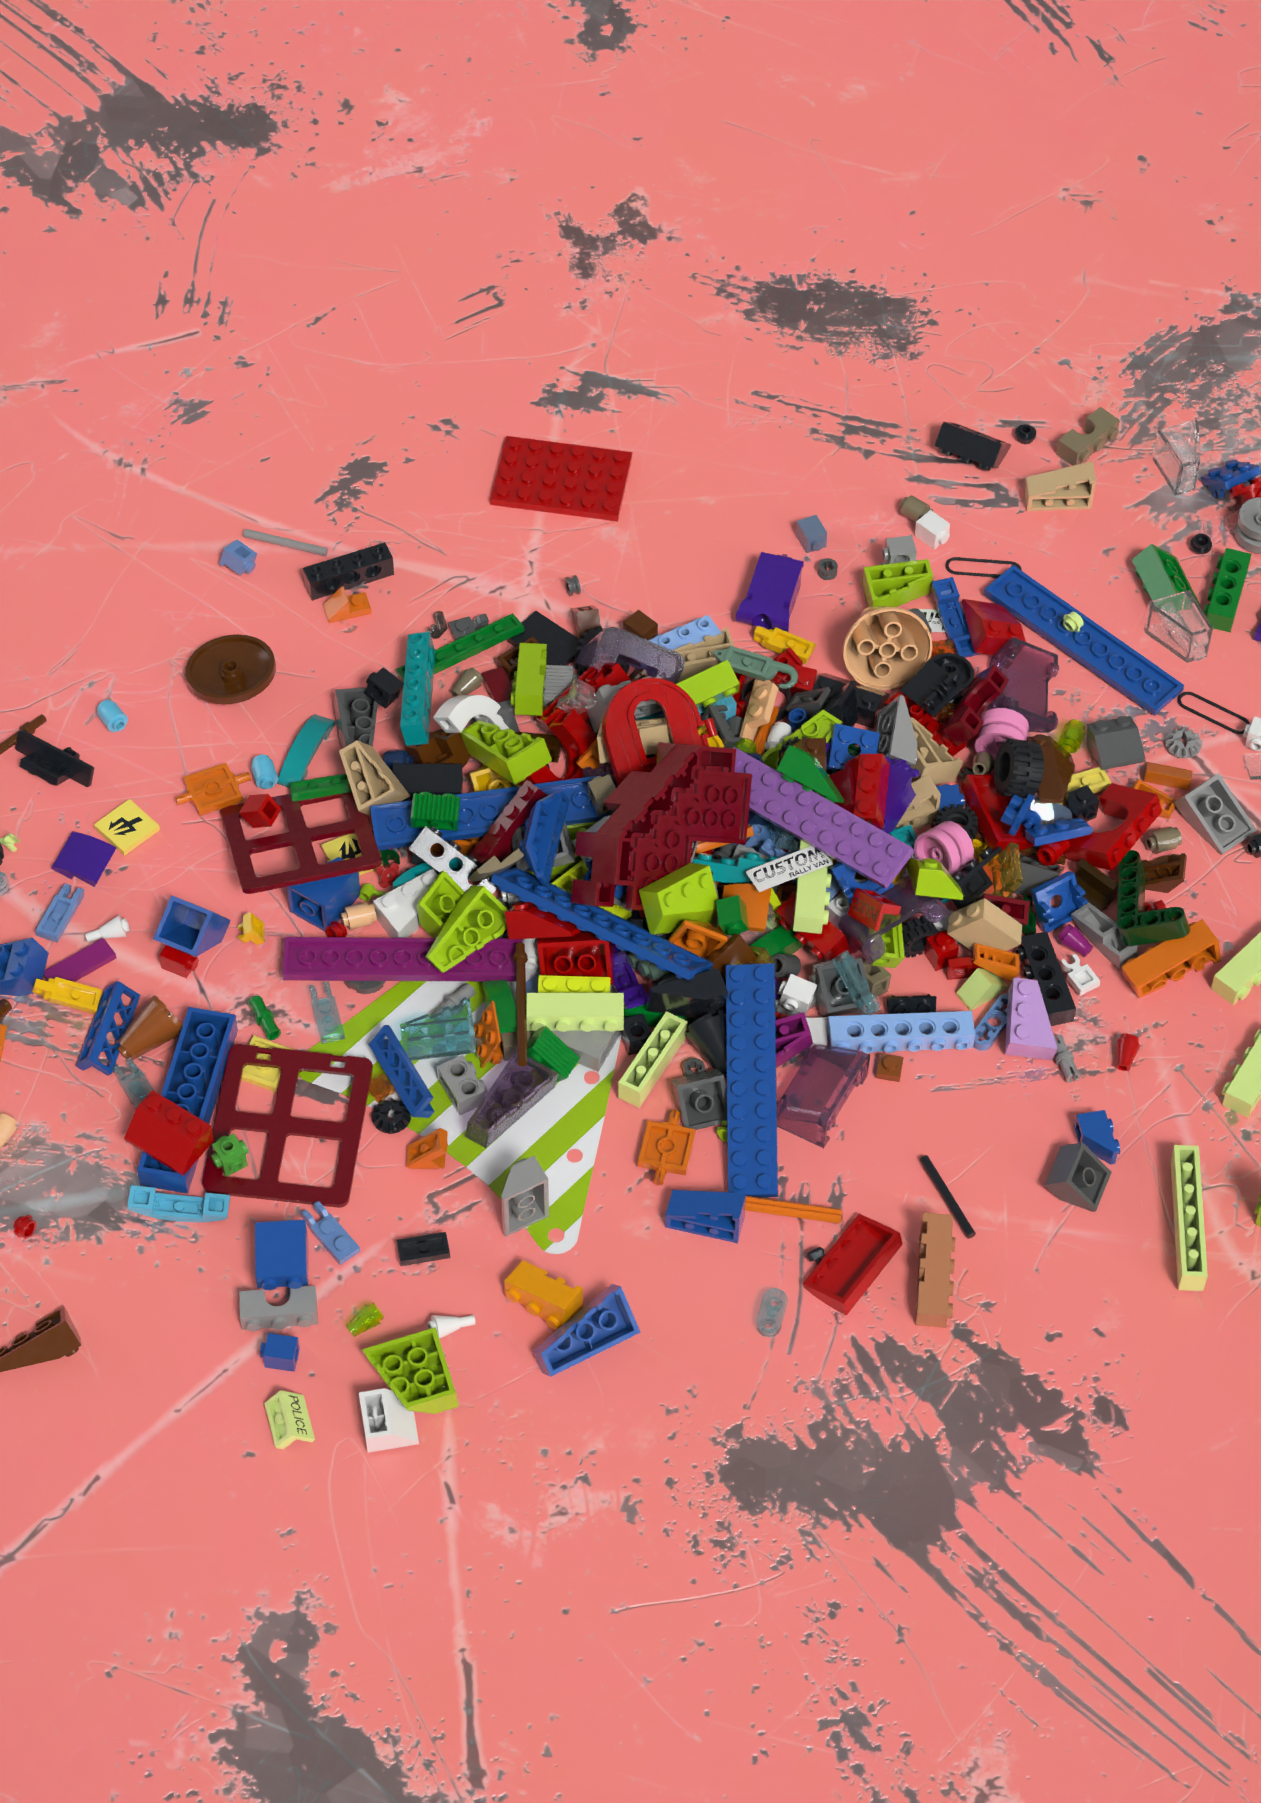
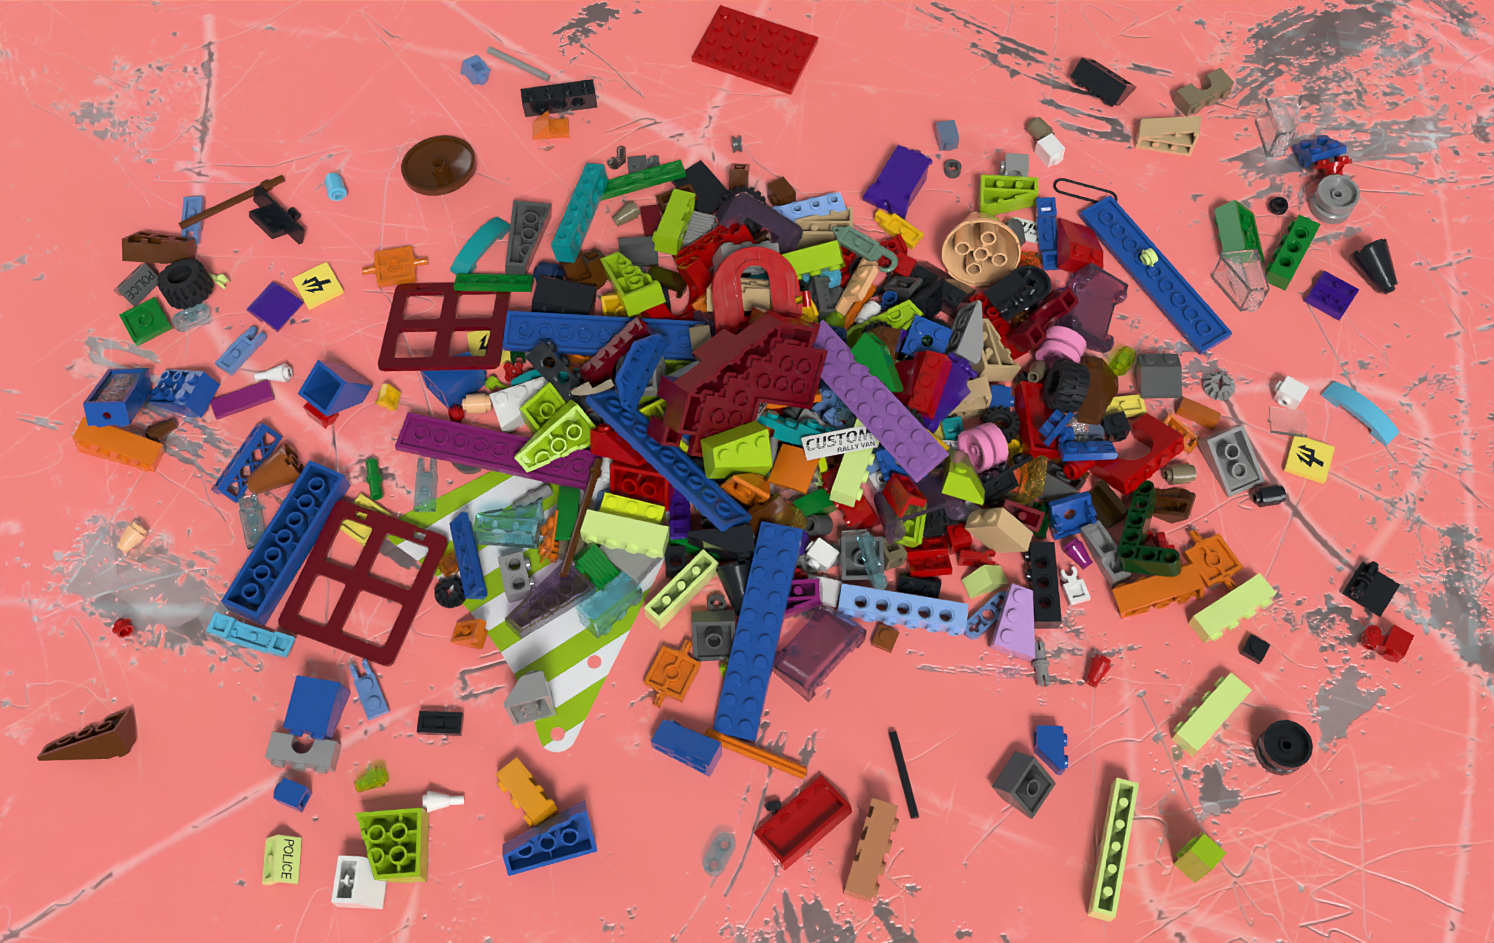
camera: 15 degrees right, 10 degrees up
(68, 994) = (223, 425): yellow hinge -> none
(168, 1133) = (252, 575): red slope -> none
(230, 1154) = (303, 601): bright green brick -> none
(260, 810) = (421, 295): red brick -> none
(264, 772) = (440, 259): medium azure brick -> none
(370, 777) = (515, 285): tan wedge -> none
(383, 687) = (551, 206): black brick -> none
(435, 811) = (557, 327): green brick -> none
(460, 709) = (604, 239): white arch -> none
(576, 1092) = (610, 605): none -> clear light blue wedge
(580, 697) = (705, 248): clear slope -> none
(732, 915) = (779, 475): green brick -> none
(915, 977) = (929, 558): none -> red slope
(1002, 964) = (1015, 559): orange slope -> none
(1025, 434) = (1151, 79): black plate -> none
(1215, 705) = (1247, 367): black piece -> none
(1223, 917) = (1213, 560): none -> orange plate

